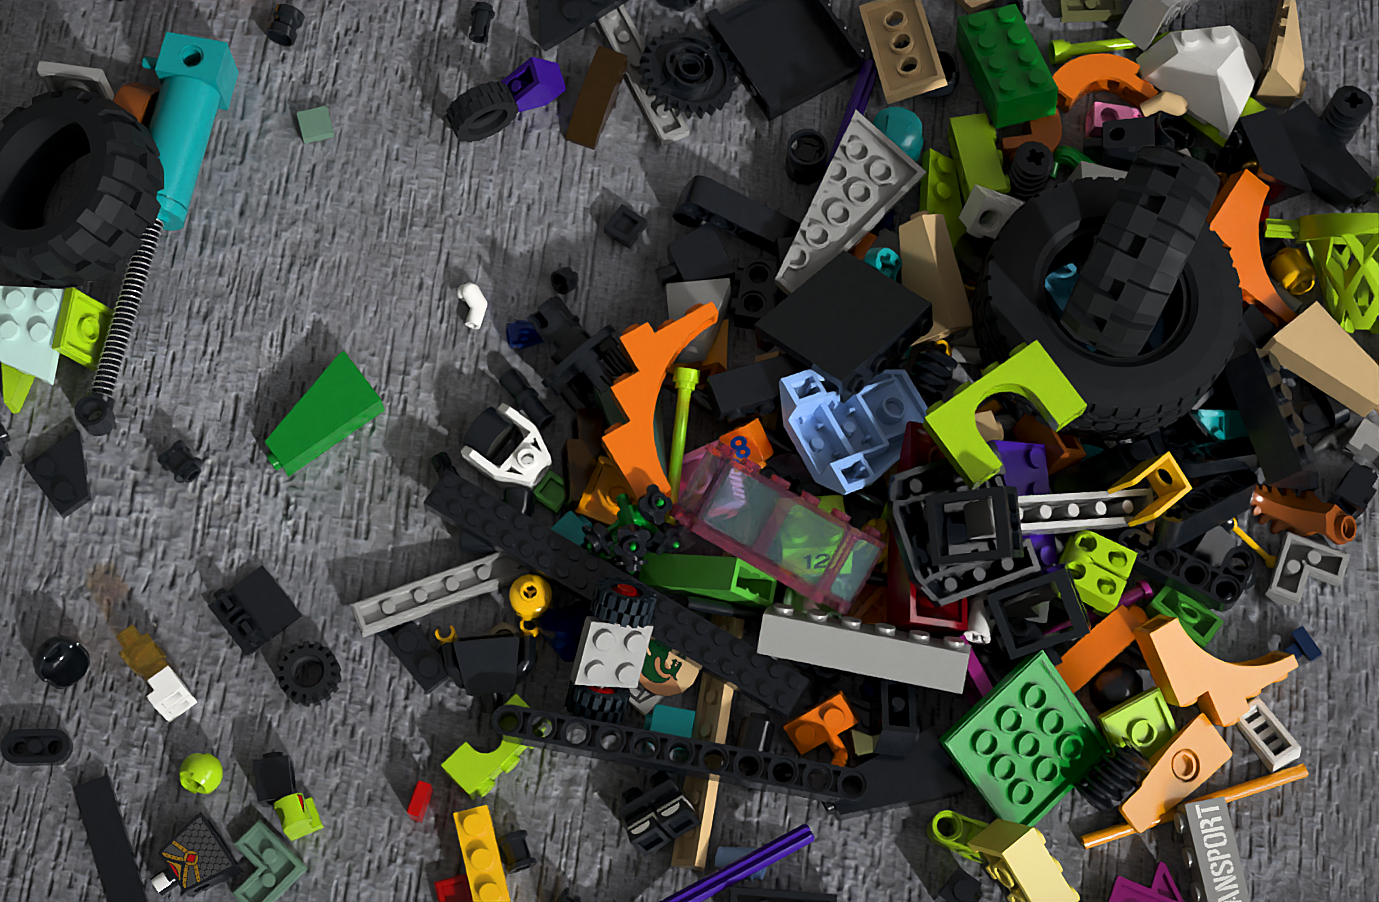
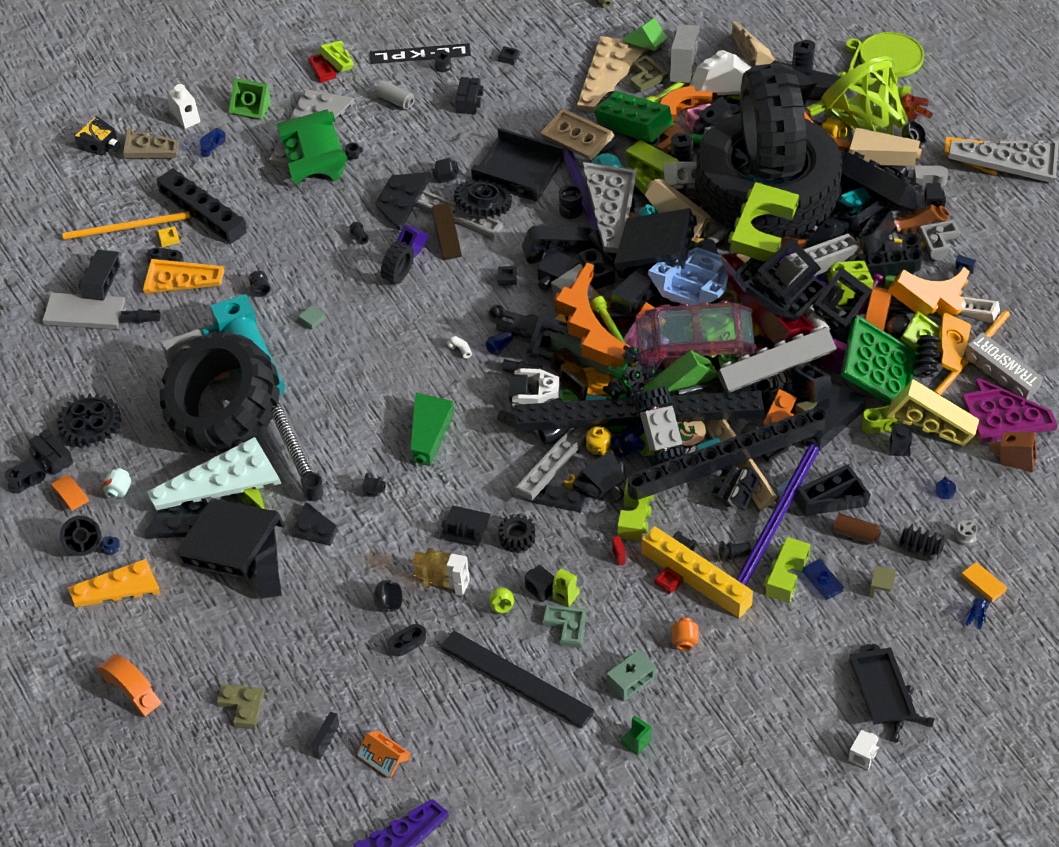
camera: 30 degrees left, 20 degrees down
(82, 328) = (275, 454): lime tile -> none
(195, 859) = (531, 635): torso -> none
(1165, 102) = (723, 91): tan arm -> none
(1167, 493) = (855, 230): yellow piece -> none

